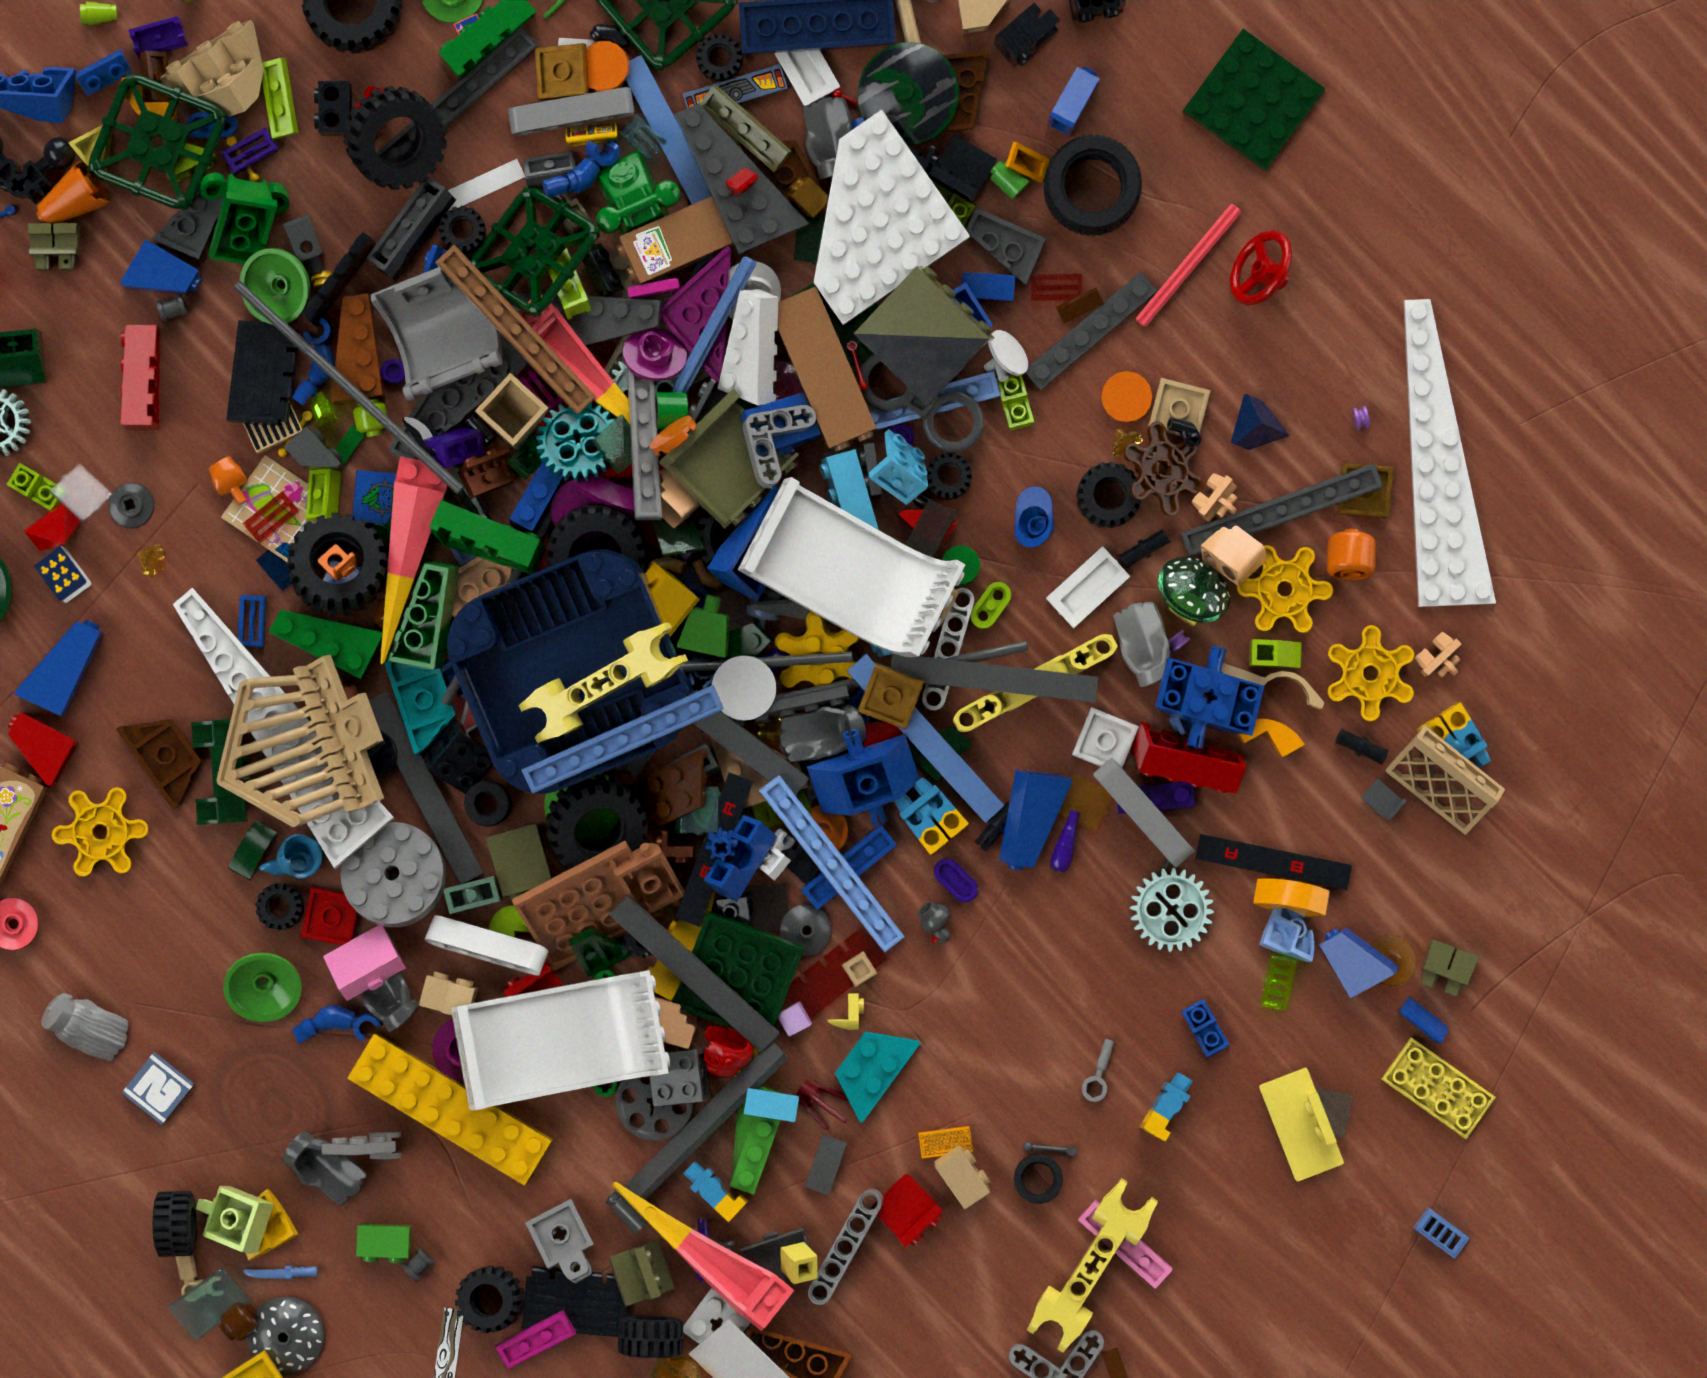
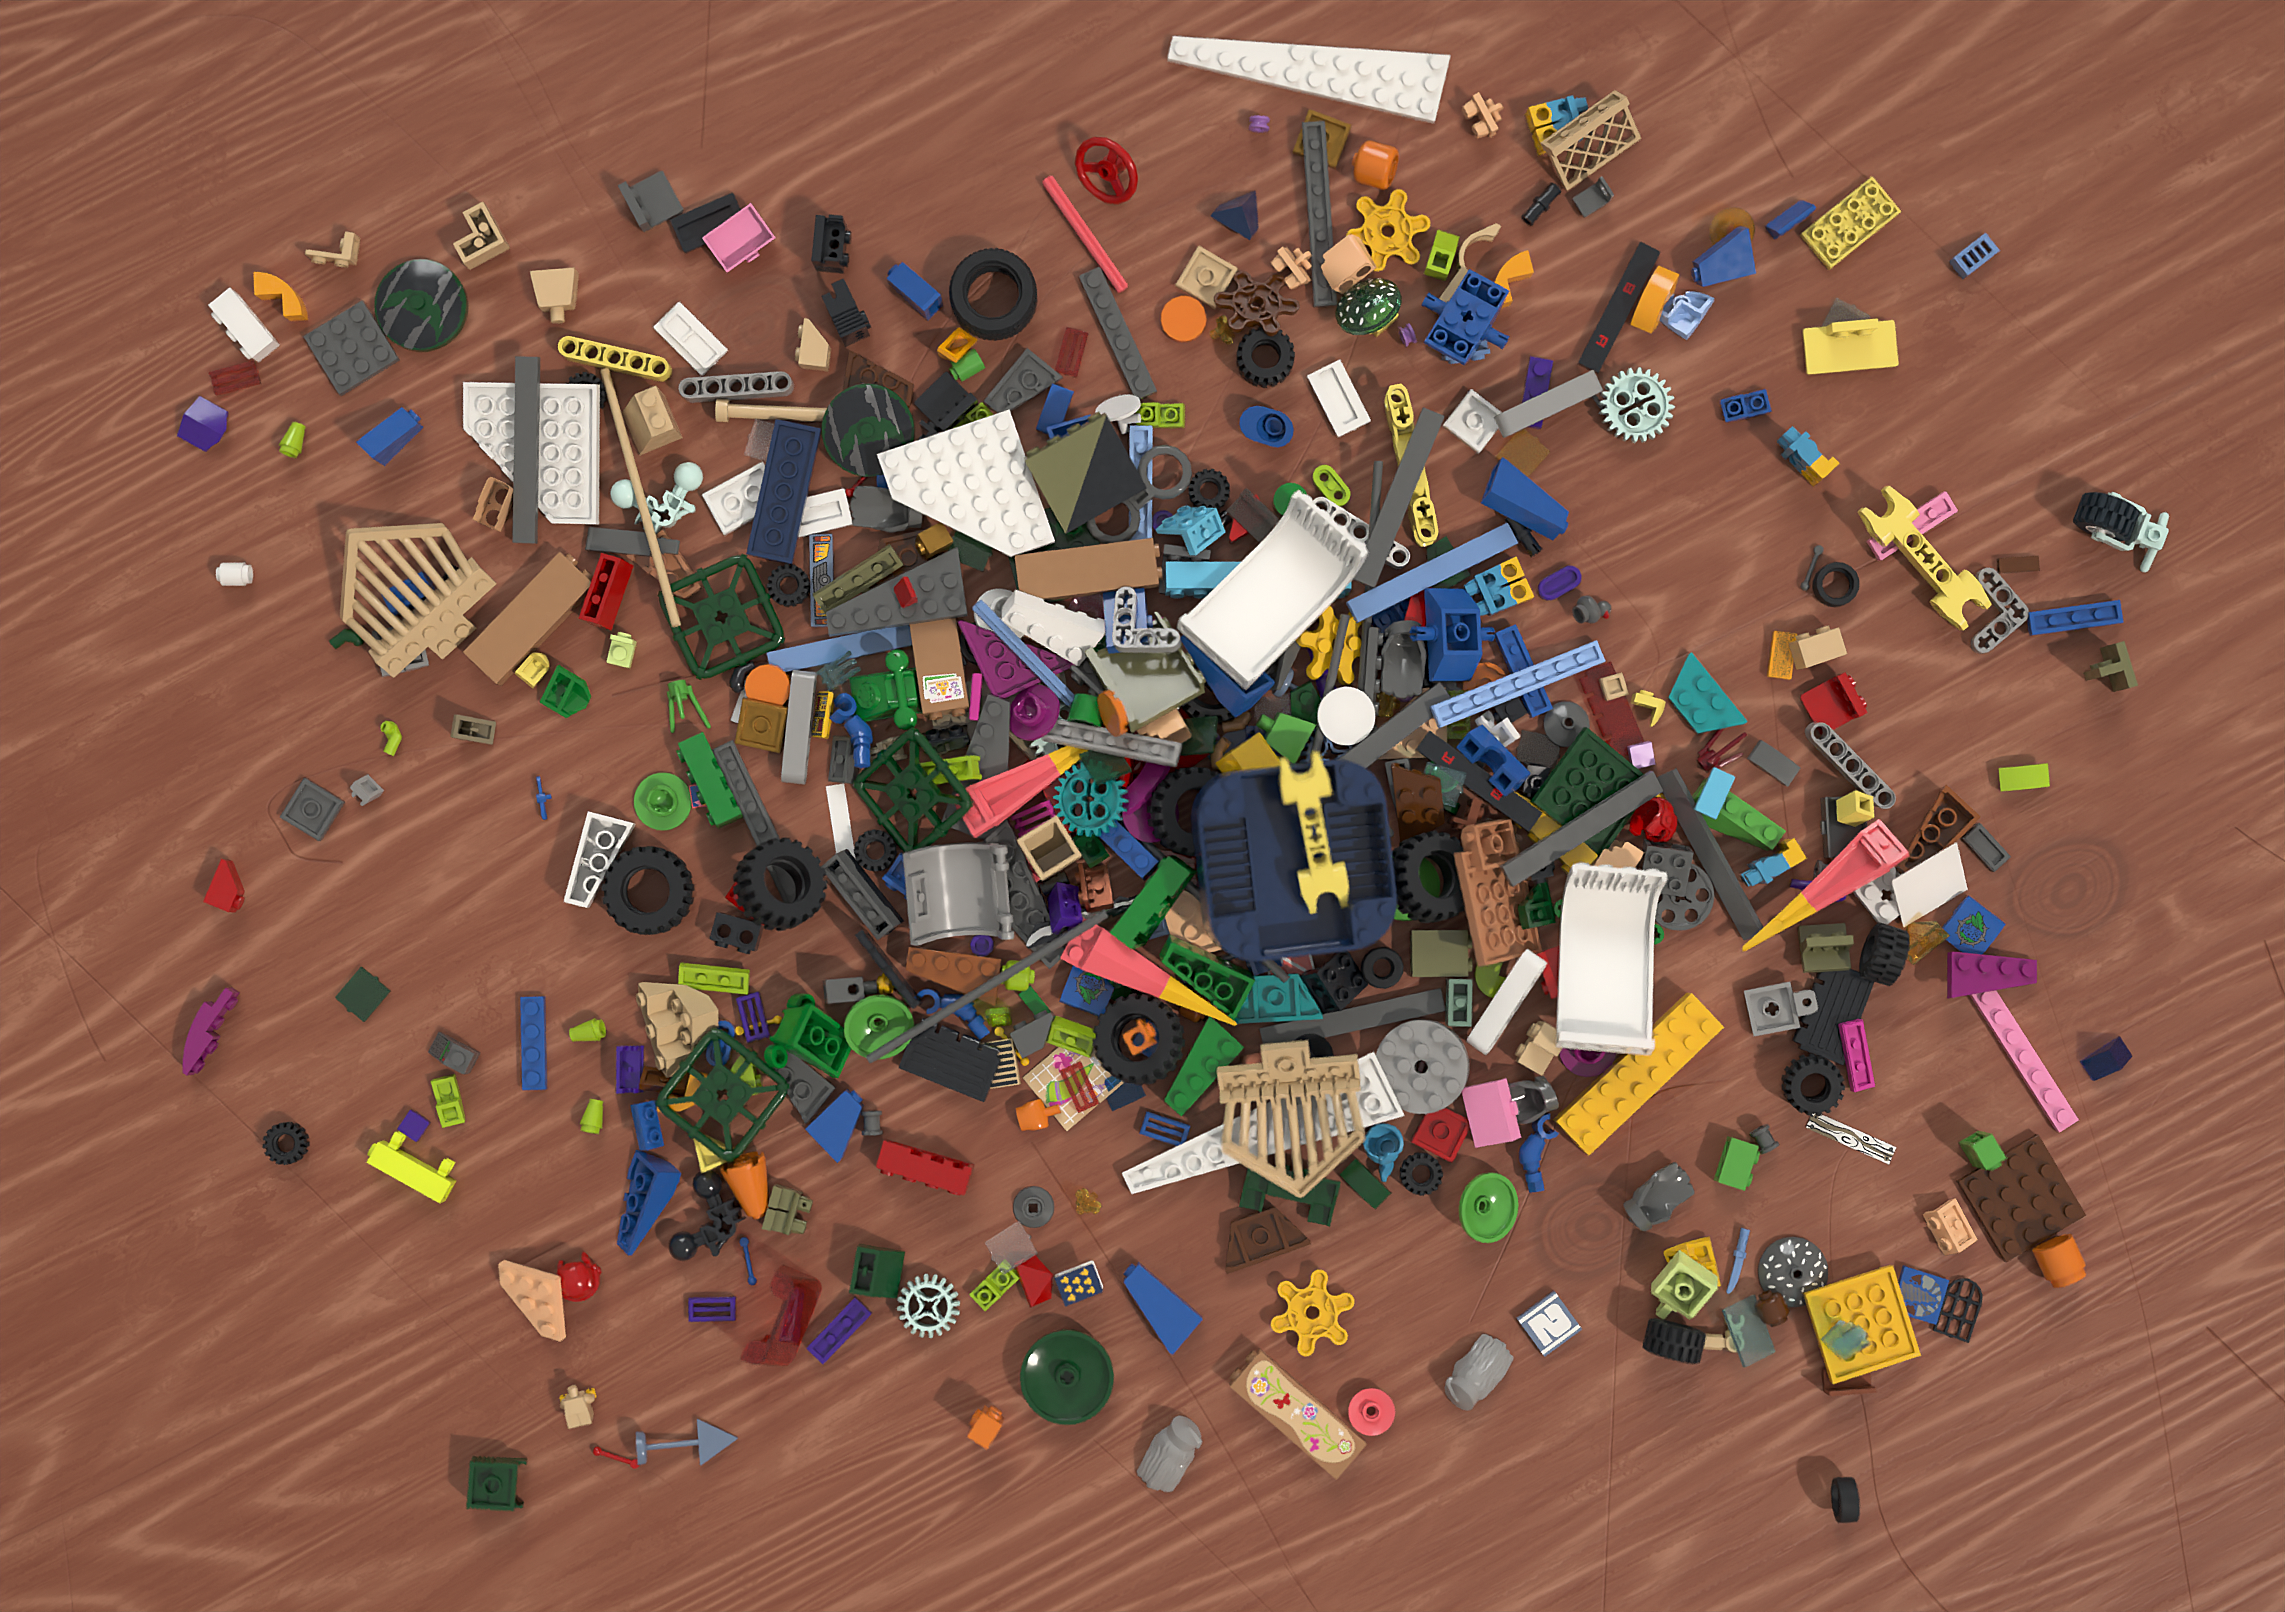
camera: 75 degrees left, 0 degrees up
(42, 746) = (1222, 1343): red slope -> none
(379, 1146) = (1653, 1160): light grey plate -> none
(515, 329) = (979, 825): medium nougat tile -> none
(623, 739) = (1369, 828): medium blue tile -> none
(626, 1212) = (1768, 946): dark grey piece -> none
(723, 850) = (1478, 772): blue gear -> none
(852, 347) = (1075, 541): red hinge -> none
(891, 696) = (1389, 590): pearl gold tile -> none
(1064, 848) = (1559, 482): dark purple piece -> none
(1080, 305) = (1093, 335): reddish brown piece -> none
(1101, 1066) = (1751, 502): light grey piece -> none
(1143, 641) = (1401, 363): light grey hair -> none
(1144, 548) = (1319, 340): black pin -> none
(1170, 758) = (1509, 366): red wedge -> none
(1187, 431) = (1228, 274): black arm -> none
(1253, 99) = (957, 137): dark green plate -> none
(1275, 958) = (1703, 330): clear neon green slope -> none
(1387, 666) = (1480, 162): yellow plate -> none
(1436, 963) = (1748, 181): olive hips -> none

